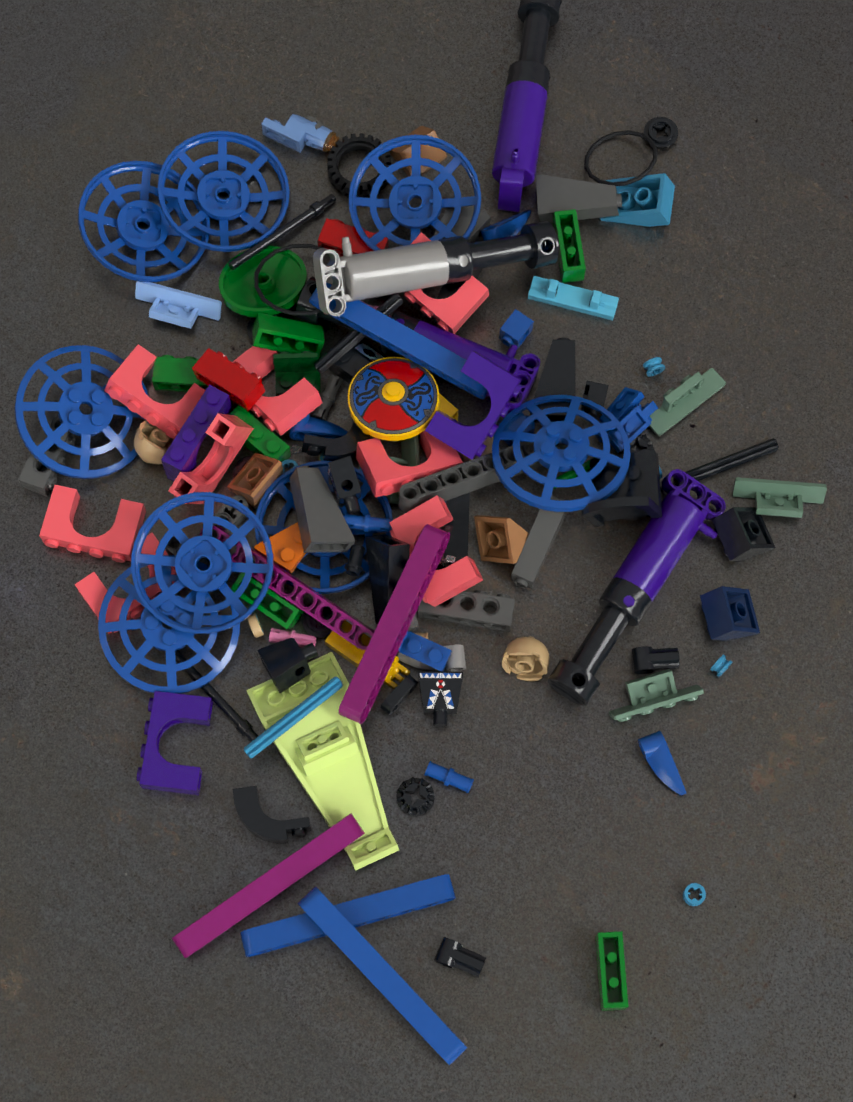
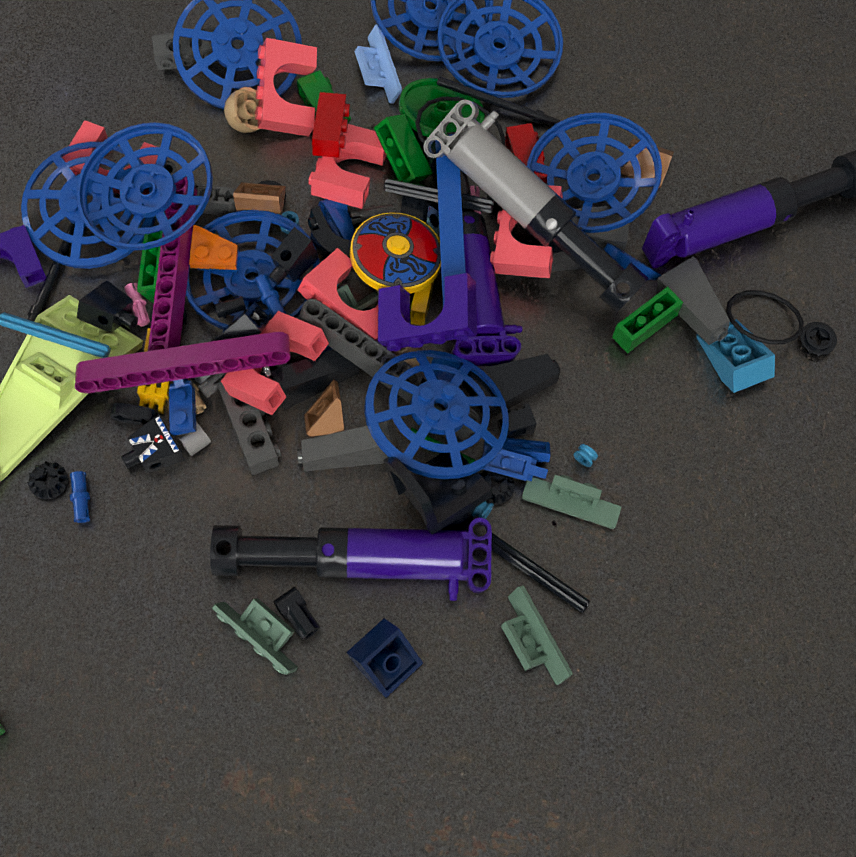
camera: 55 degrees right, 5 degrees down
(115, 543) = (132, 89): coral arch -> none
(184, 449) = (291, 124): dark purple arch -> none
(229, 438) = (278, 151): coral arch -> none
(255, 625) = (130, 270): tan tile -> none
(261, 438) = (297, 190): green brick -> none
(293, 368) = (378, 172): dark green bracket -> none
(299, 132) = (597, 69): medium blue plate -> none
(317, 513) = (249, 254): dark grey slope -> none
(346, 146) = (599, 105): black tyre -> none
(516, 329) = (538, 322): blue brick -> none
(527, 658) = (230, 498): tan cylinder -> none
(573, 298) = (604, 355): medium azure hinge -> none
(661, 761) = (203, 669): blue piece -> none
(694, 902) = (78, 772): dark azure bush -> none
(721, 665) = (327, 677): dark azure bush -> none
(743, 533) = (473, 625): black slope -> none

